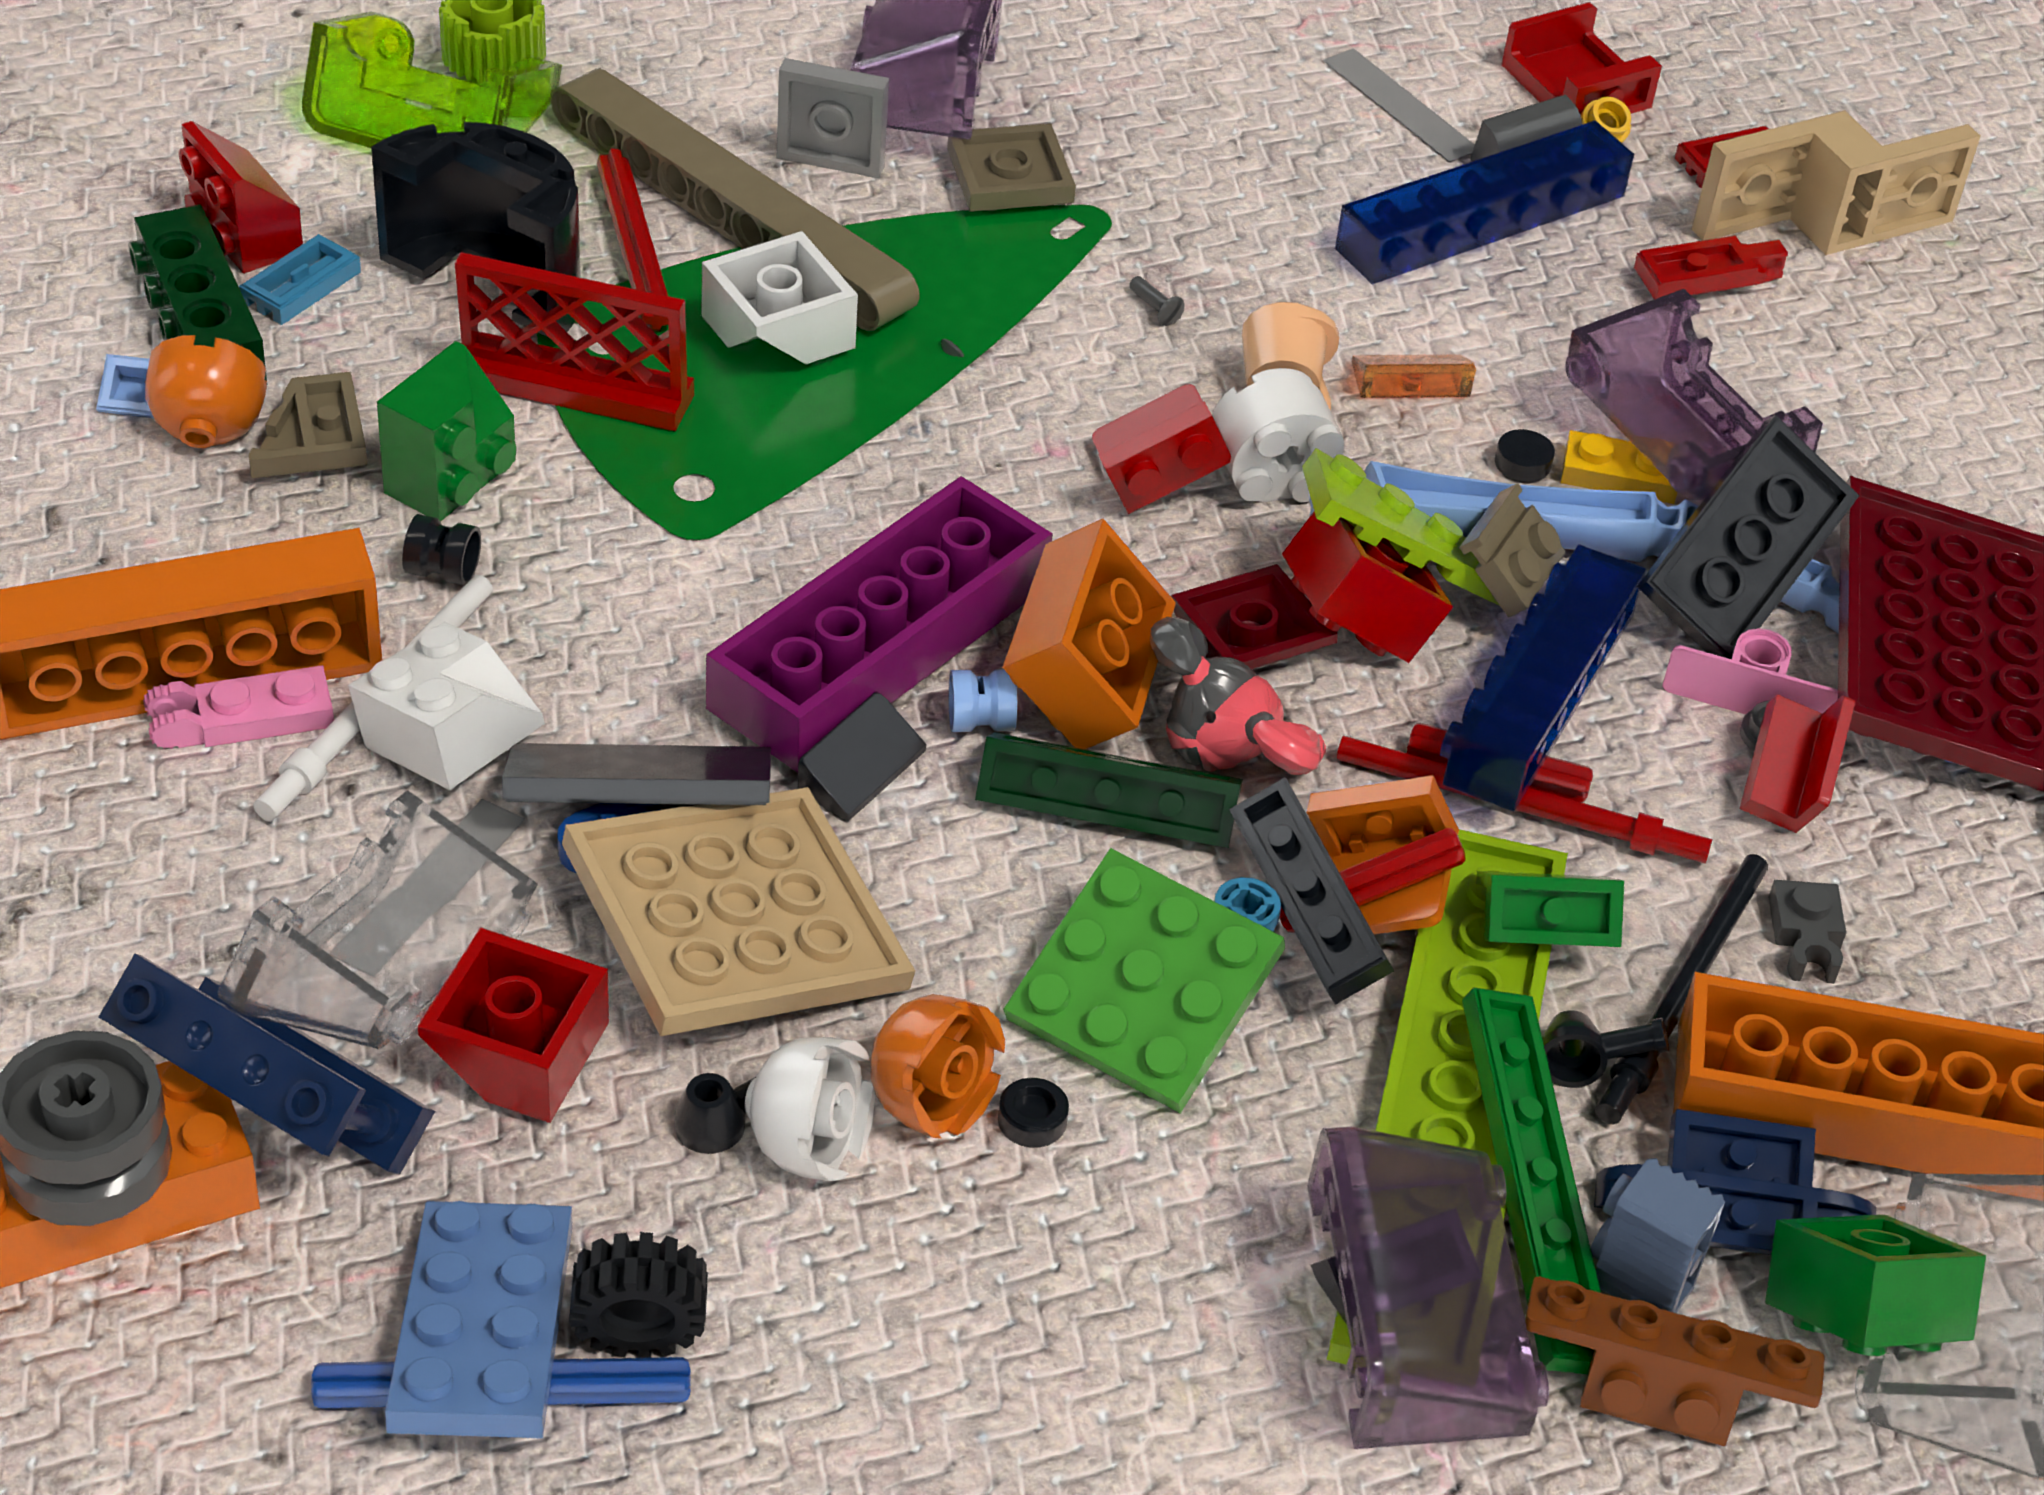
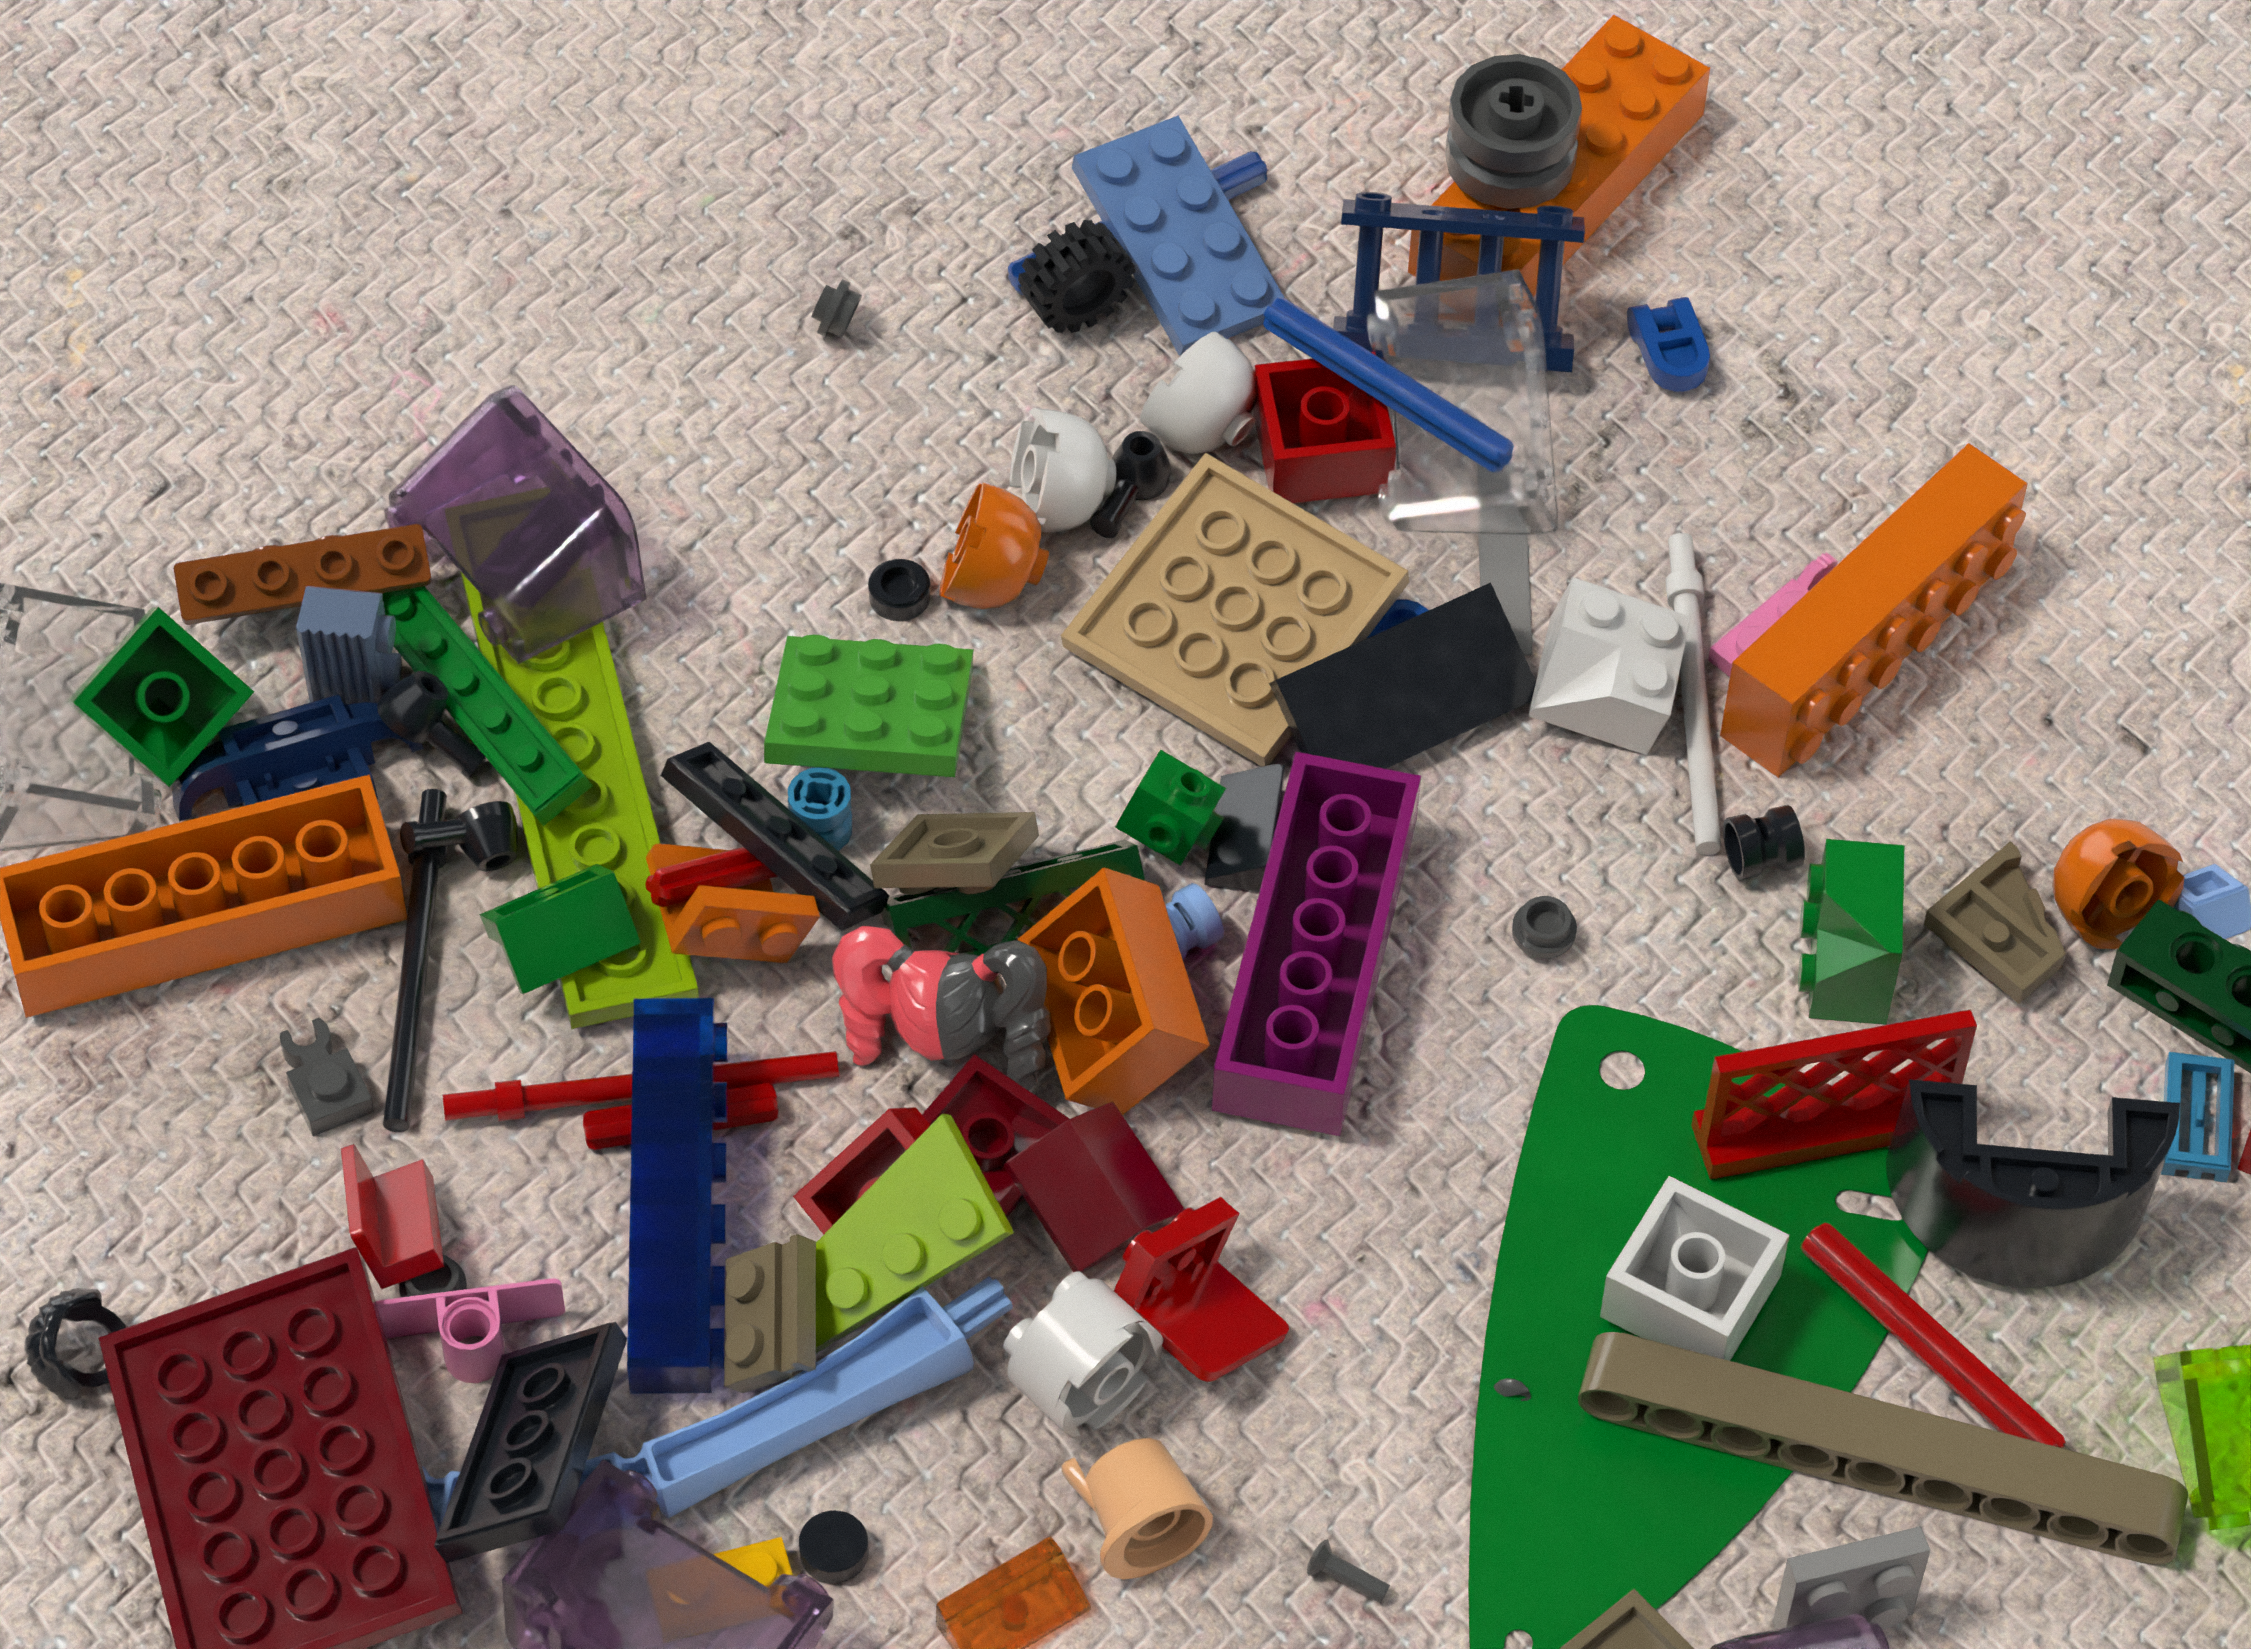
camera: 155 degrees right, 10 degrees up
(87, 963) = (1673, 358): none -> blue plate
(448, 966) = (1388, 385): none -> blue axle
(612, 1109) = (1205, 400): none -> white cylinder
(673, 581) = (1544, 927): none -> dark grey plate
(912, 1423) = (836, 309): none -> dark grey plate
(927, 771) = (1172, 809): none -> green brick
(1151, 800) = (954, 851): none -> dark tan plate
(1191, 551) = (1093, 1186): none -> dark red slope
(1599, 1160) = (415, 713): none -> black bar

